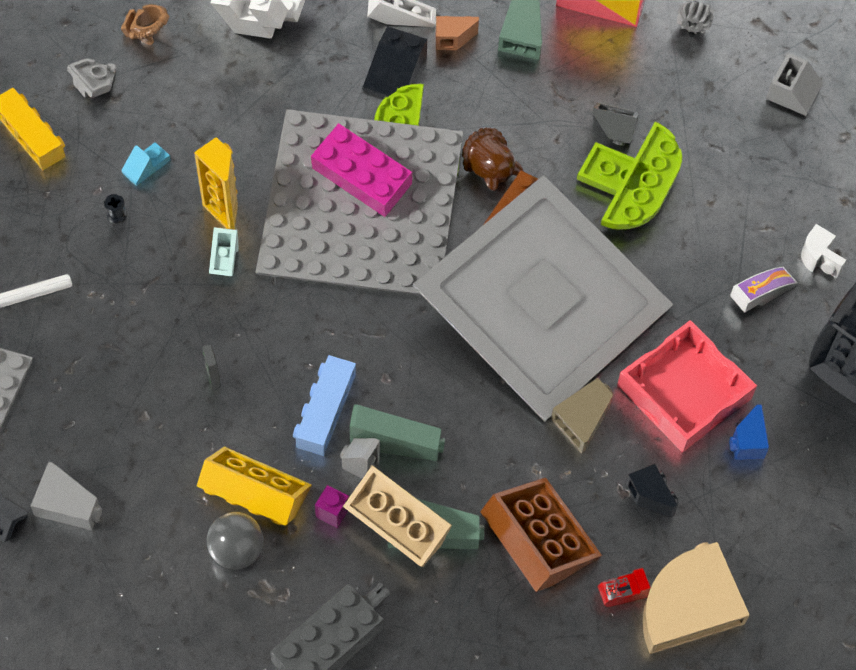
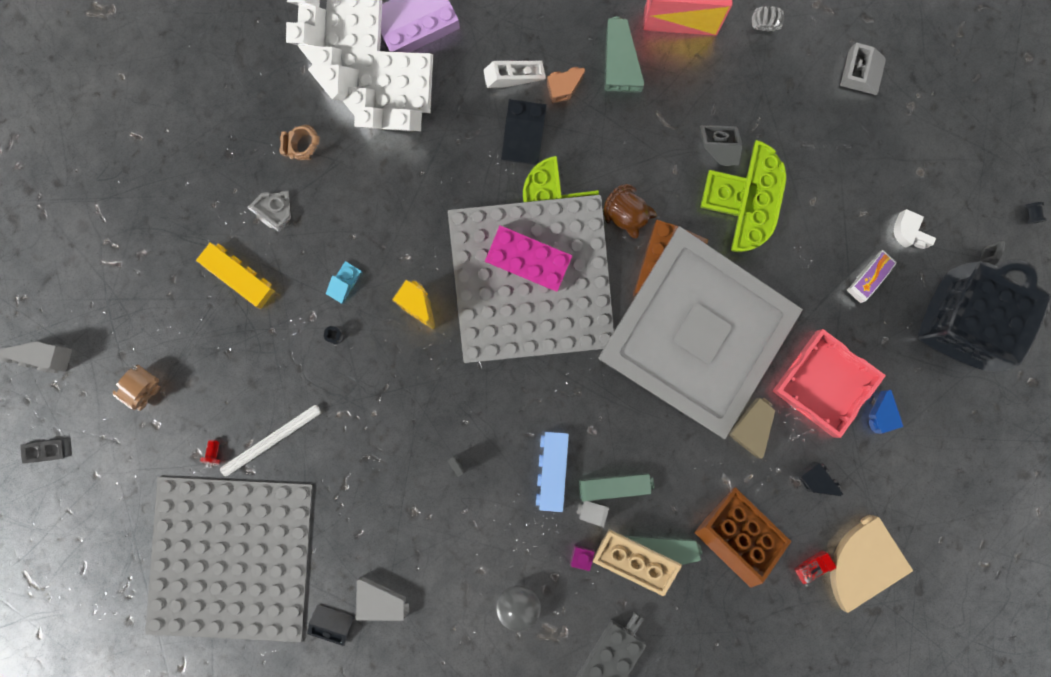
camera: 15 degrees left, 25 degrees up
(223, 251) = (434, 356): light aqua slope -> none
(253, 485) = (518, 553): yellow slope -> none

